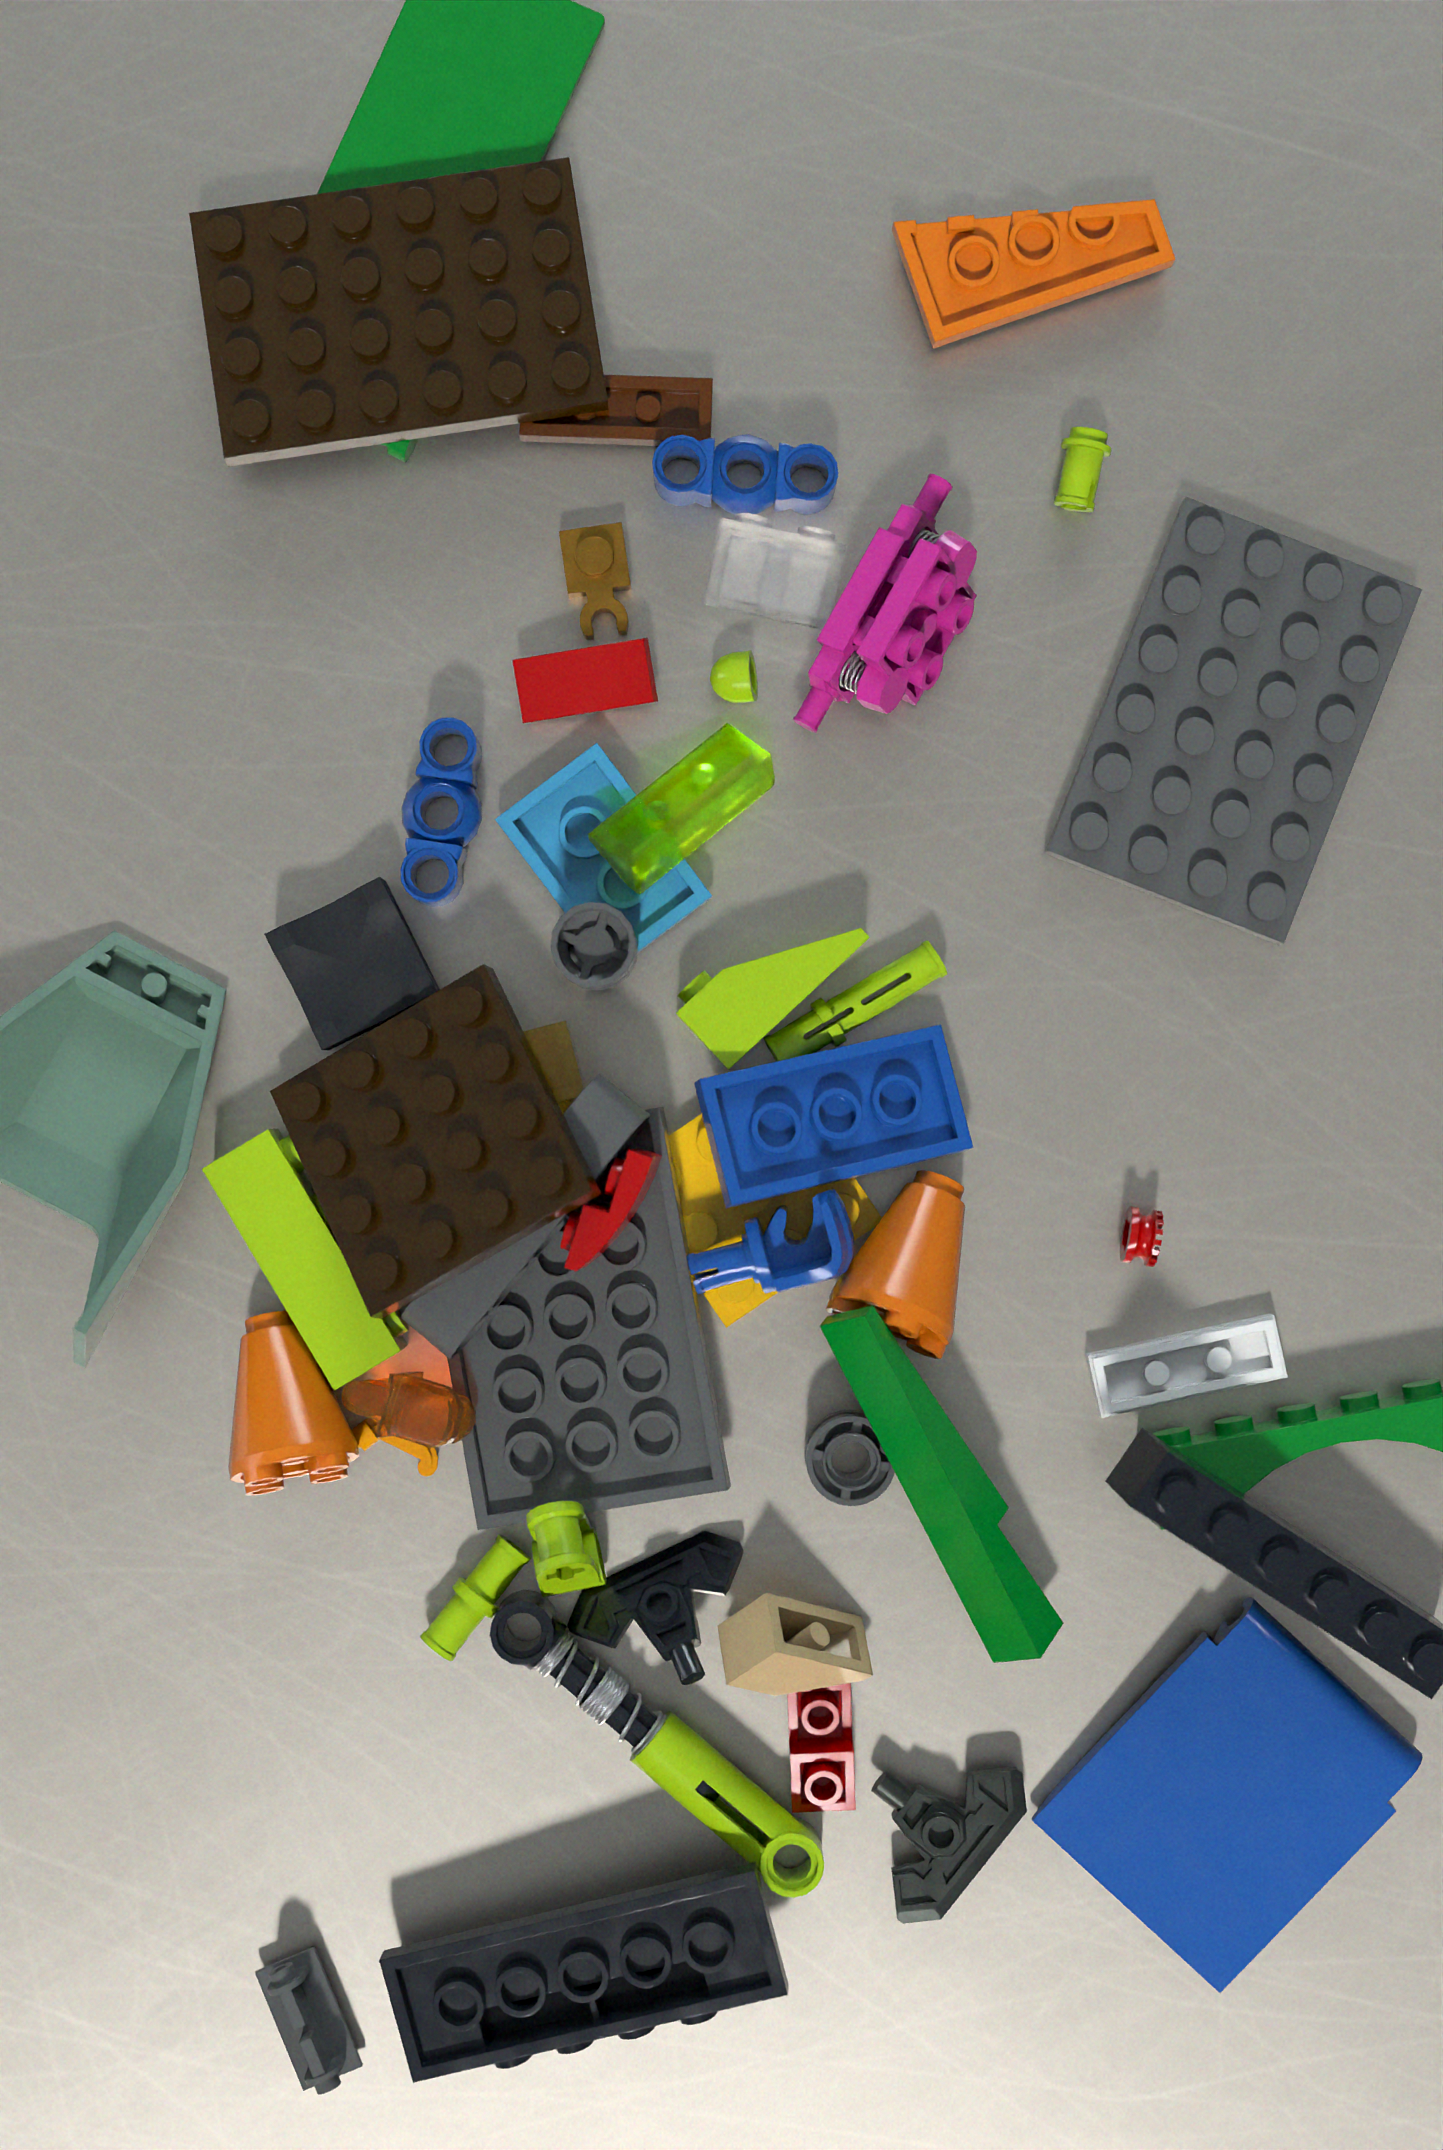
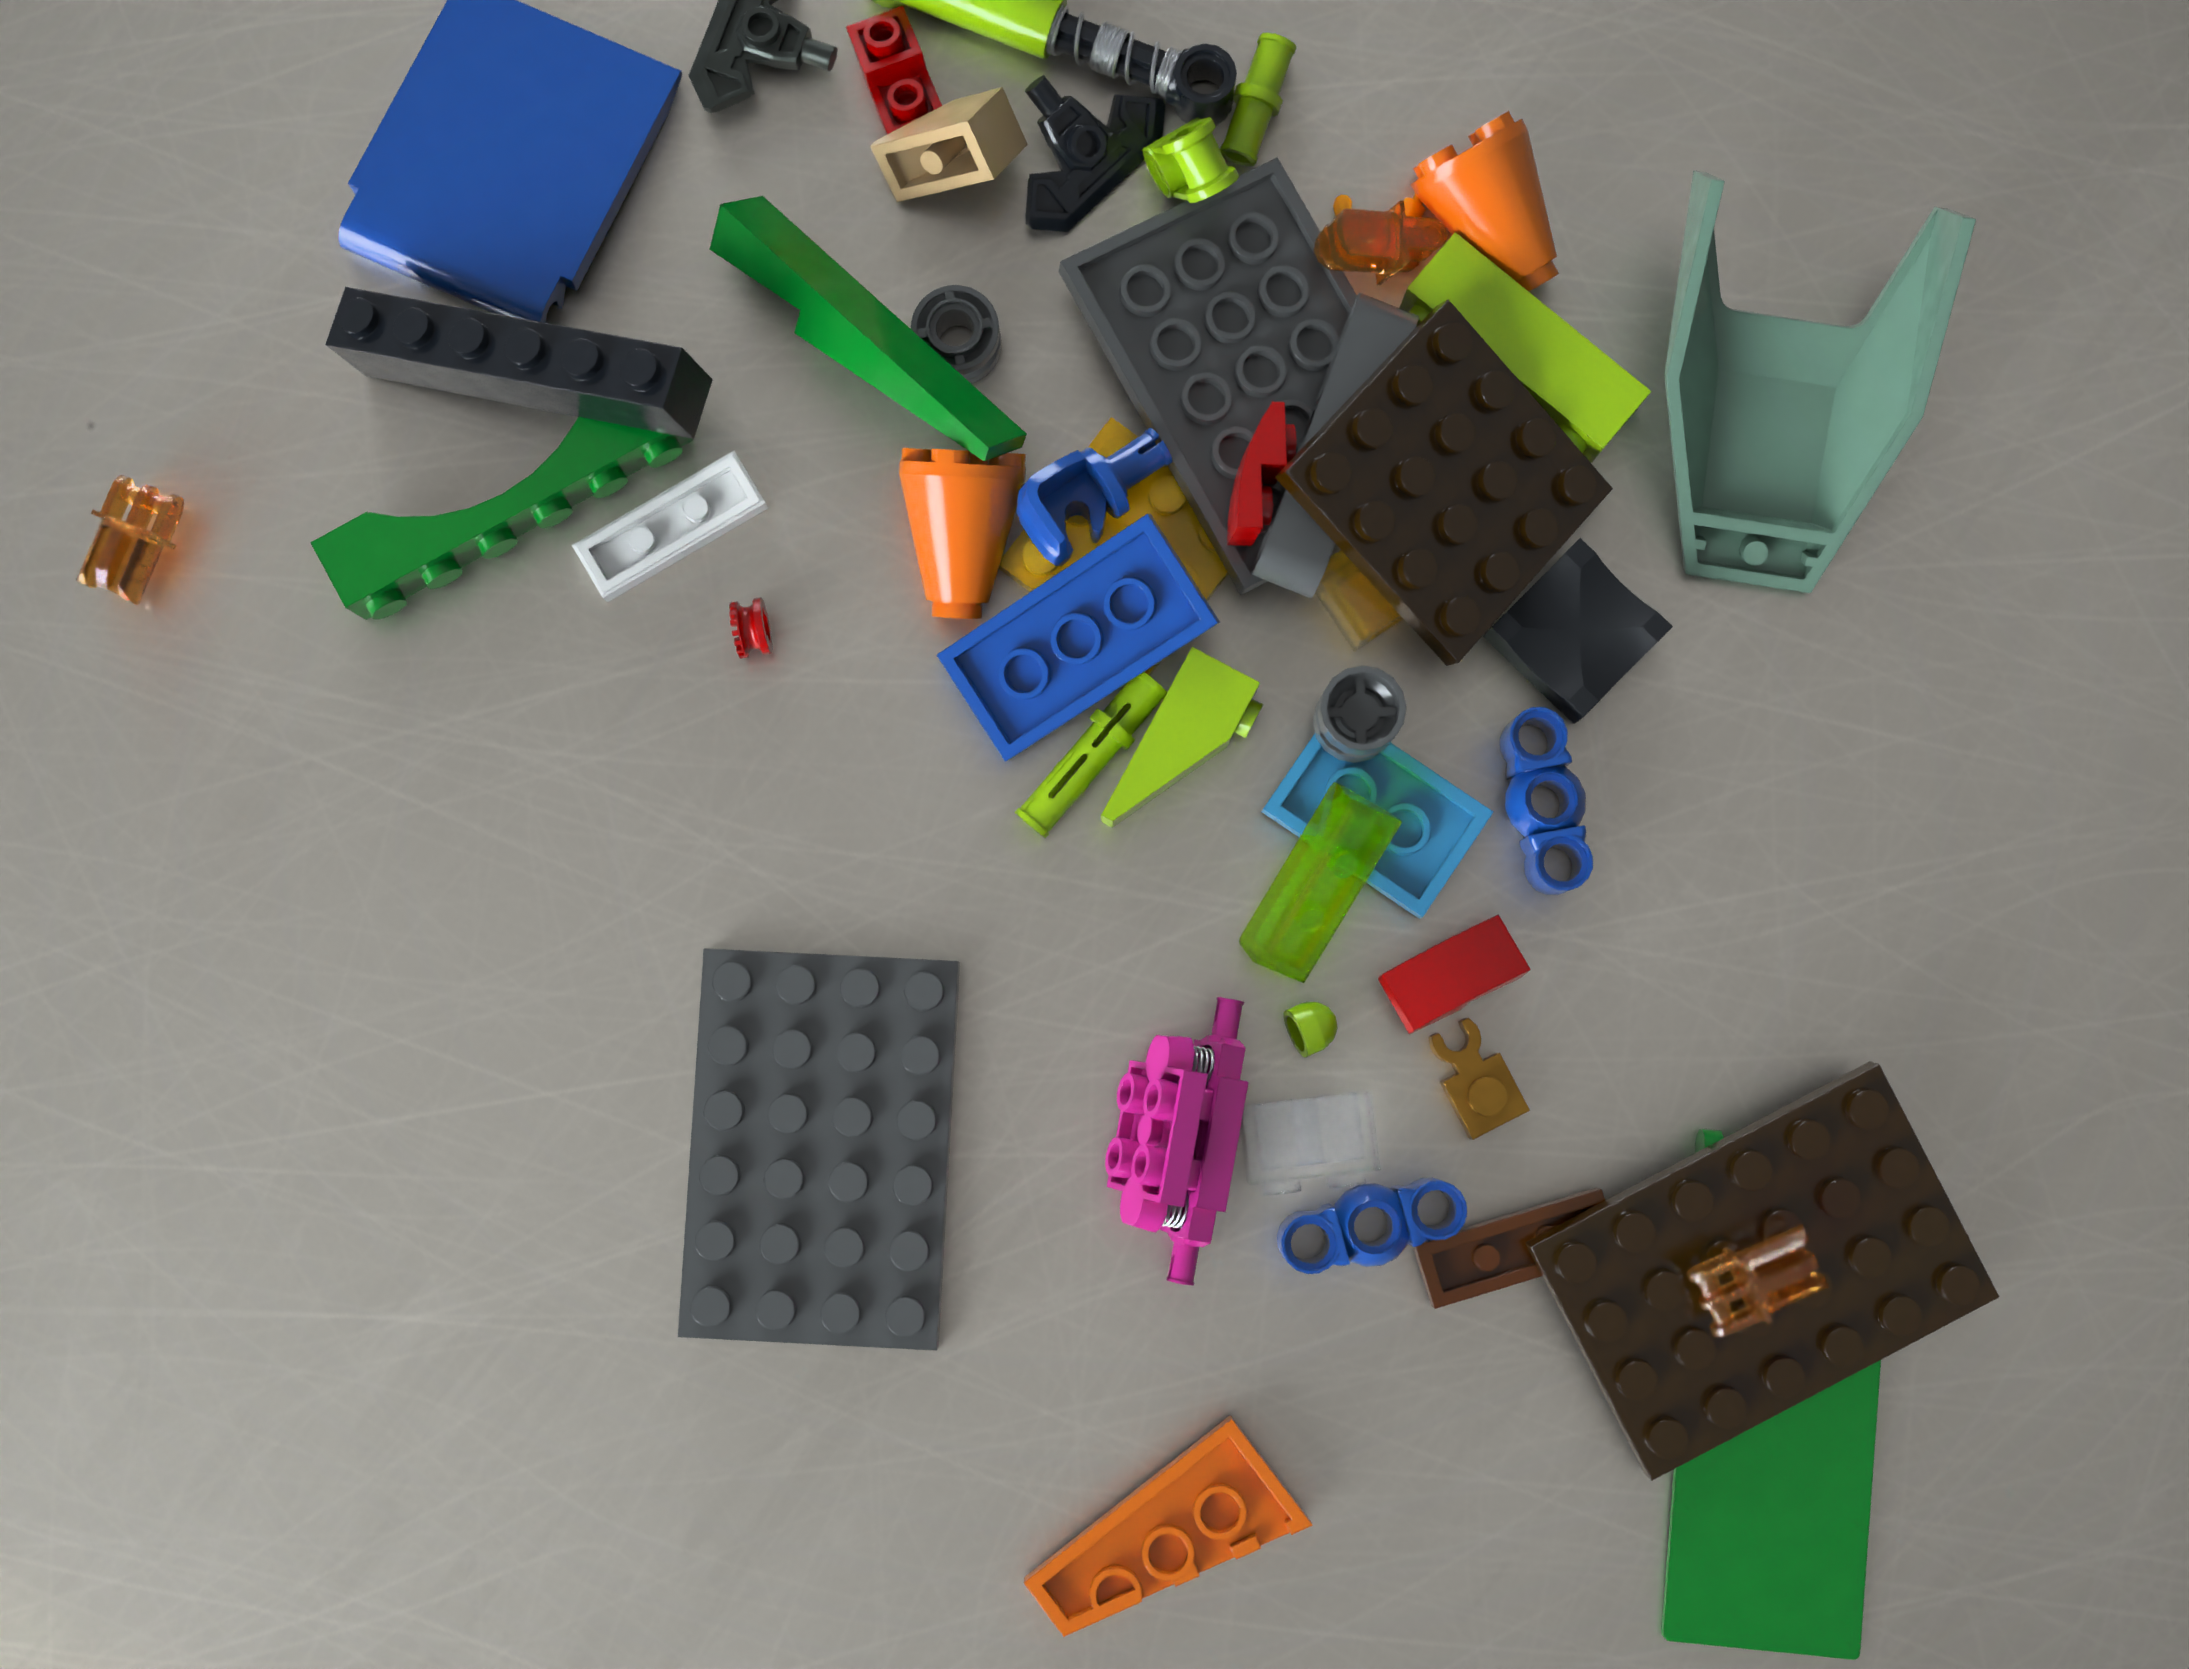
camera: 165 degrees right, 5 degrees down
(400, 298) = (1765, 1277): none -> clear orange arm
(1081, 468) = (1046, 1344): lime pin -> none

